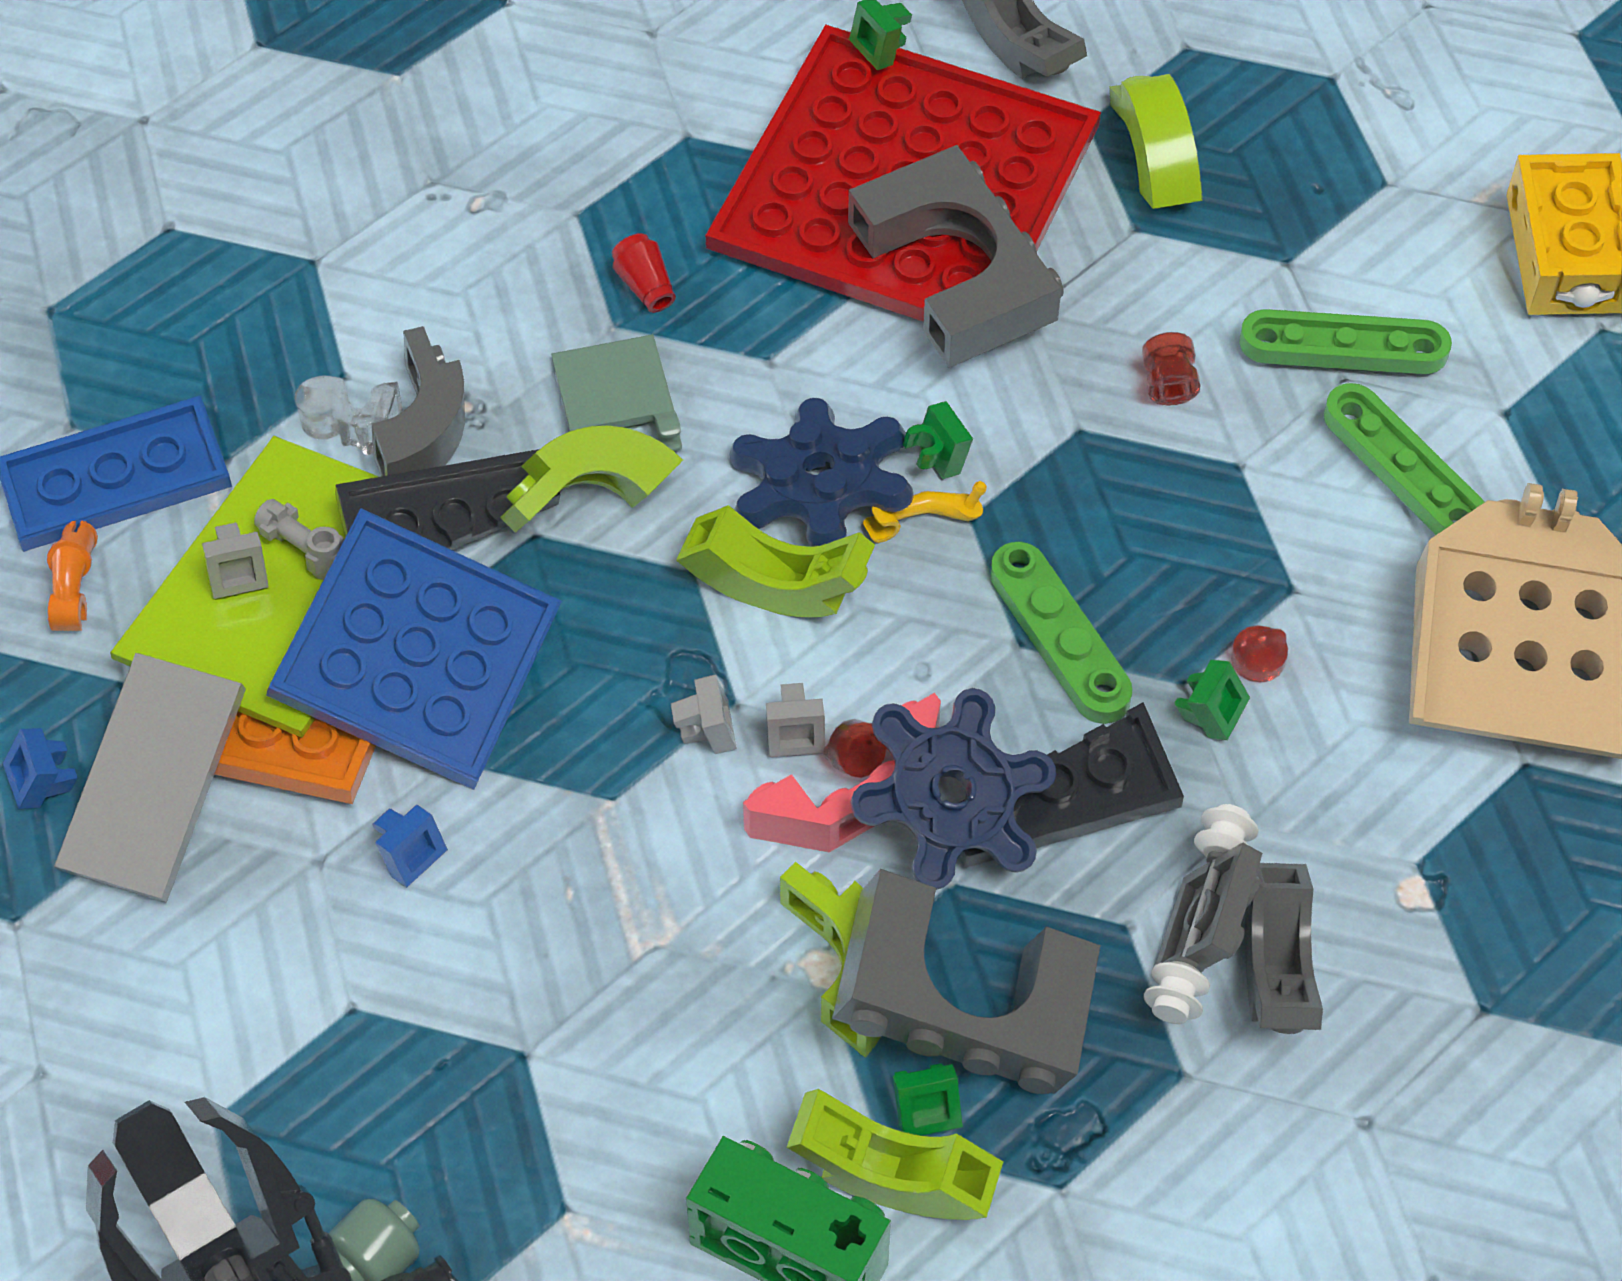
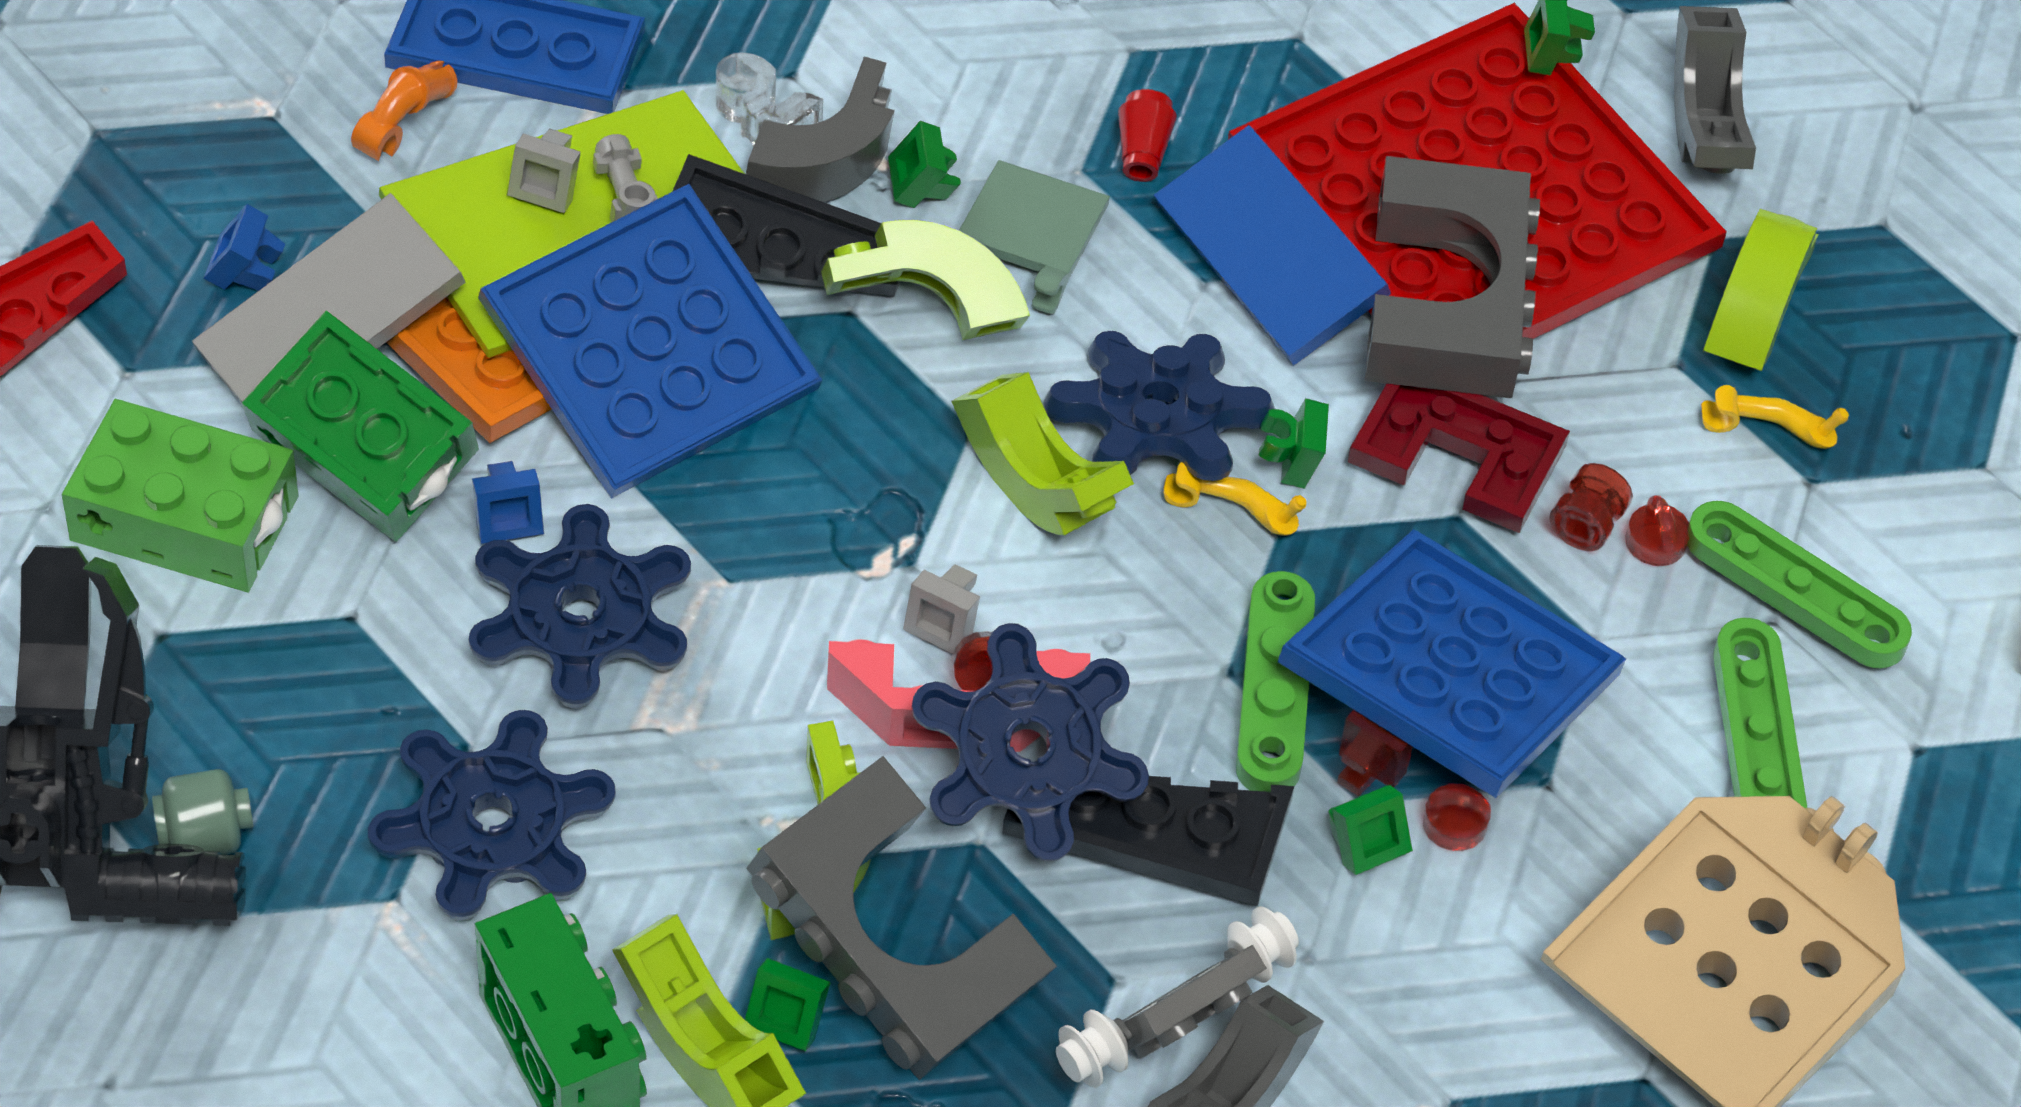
camera: 30 degrees right, 5 degrees down
(150, 997) = (180, 495): none -> bright green piece
(258, 854) = (361, 425): none -> green piece
(503, 392) = (921, 167): none -> green tile
(514, 856) = (587, 570): none -> dark blue plate
(586, 1059) = (503, 777): none -> dark blue plate
(706, 716) = (869, 554): light grey tile -> none
(802, 303) = (1271, 244): none -> blue tile
(1081, 354) = (1510, 444): none -> dark red plate
(1171, 640) = (1371, 755): none -> clear red tile
(1176, 541) = (1453, 662): none -> blue tile
(1224, 361) = (1657, 533): none -> clear red tile
(1263, 223) = (1810, 428): none -> yellow piece

